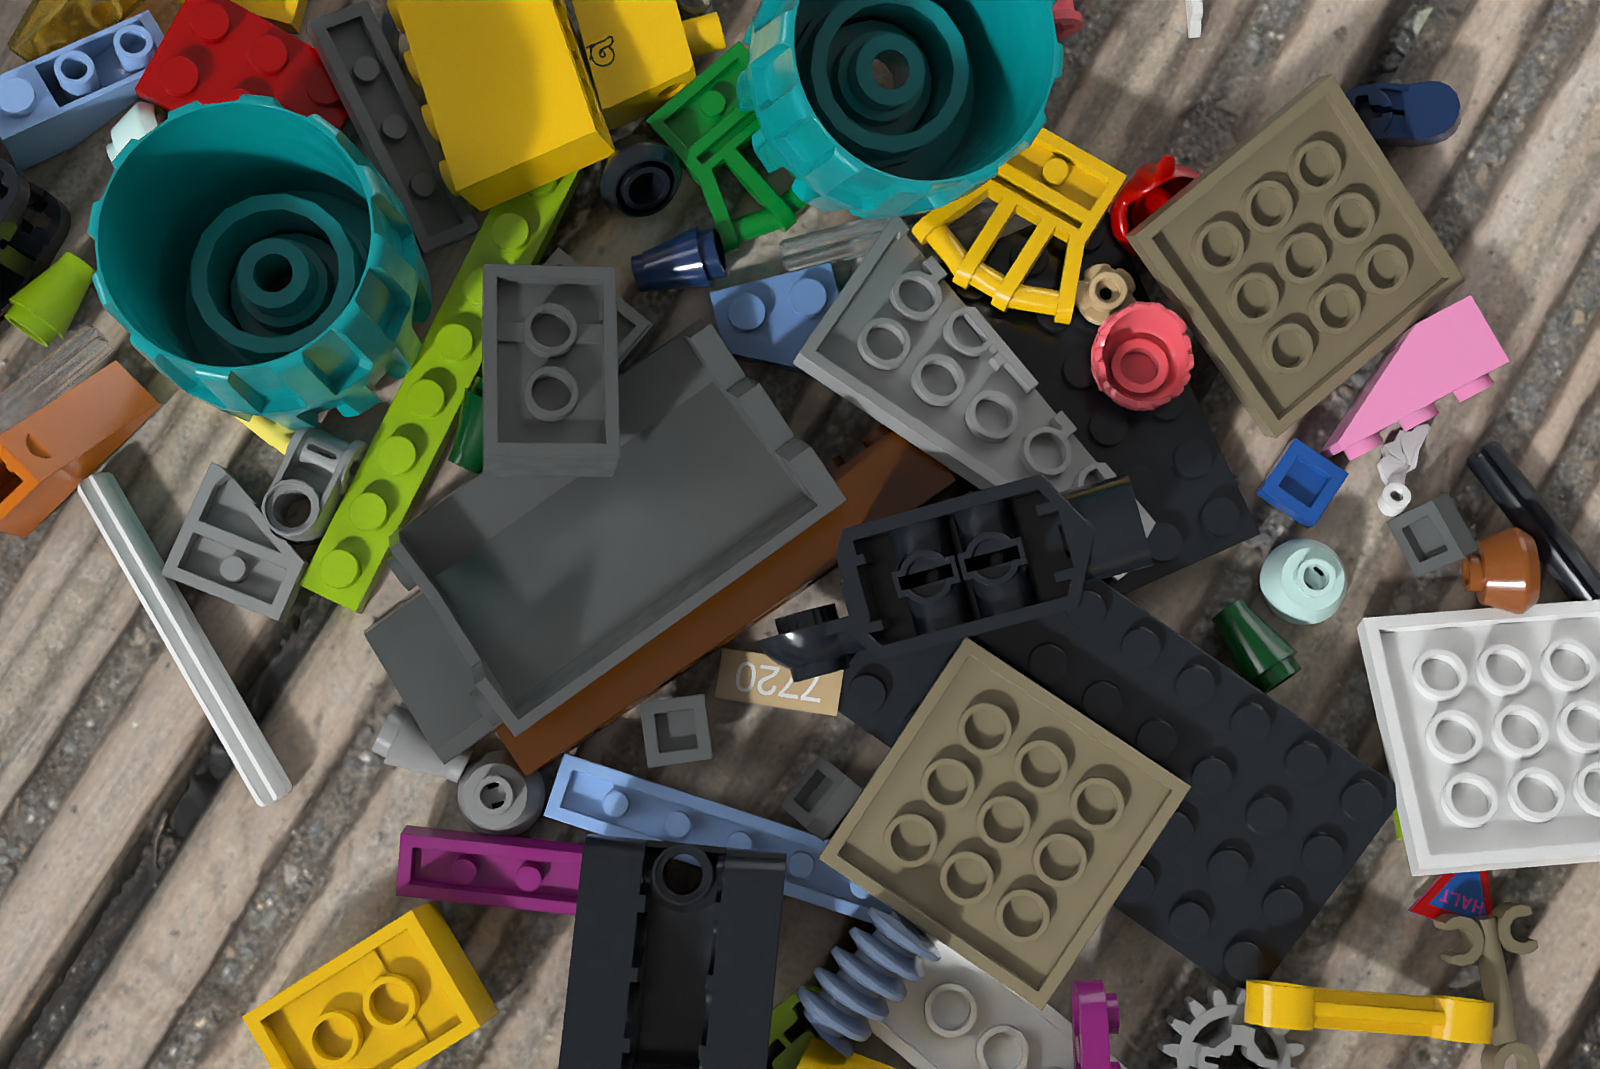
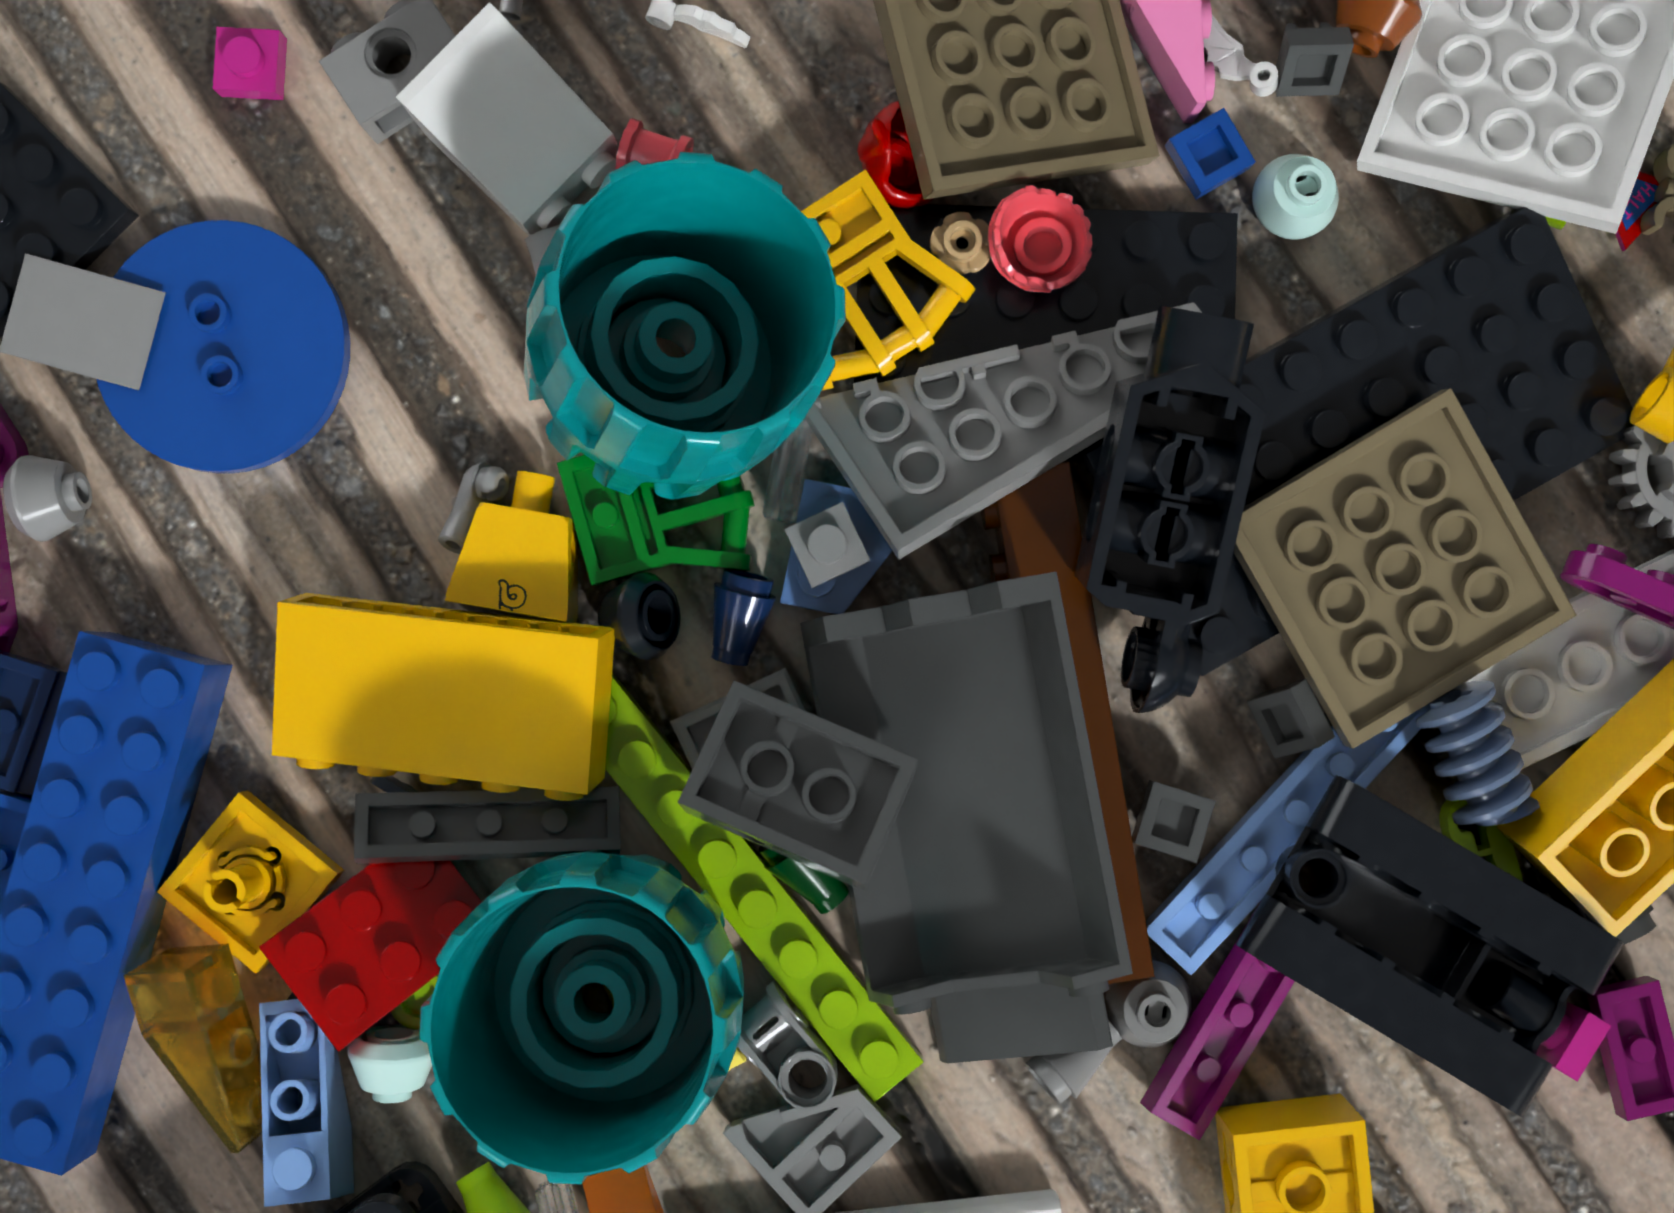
camera: 65 degrees left, 5 degrees up
(760, 681) = (1148, 734): tan sticker -> none
(778, 304) = (827, 545): none -> light grey plate
(1255, 647) = (1338, 269): dark green cone -> none

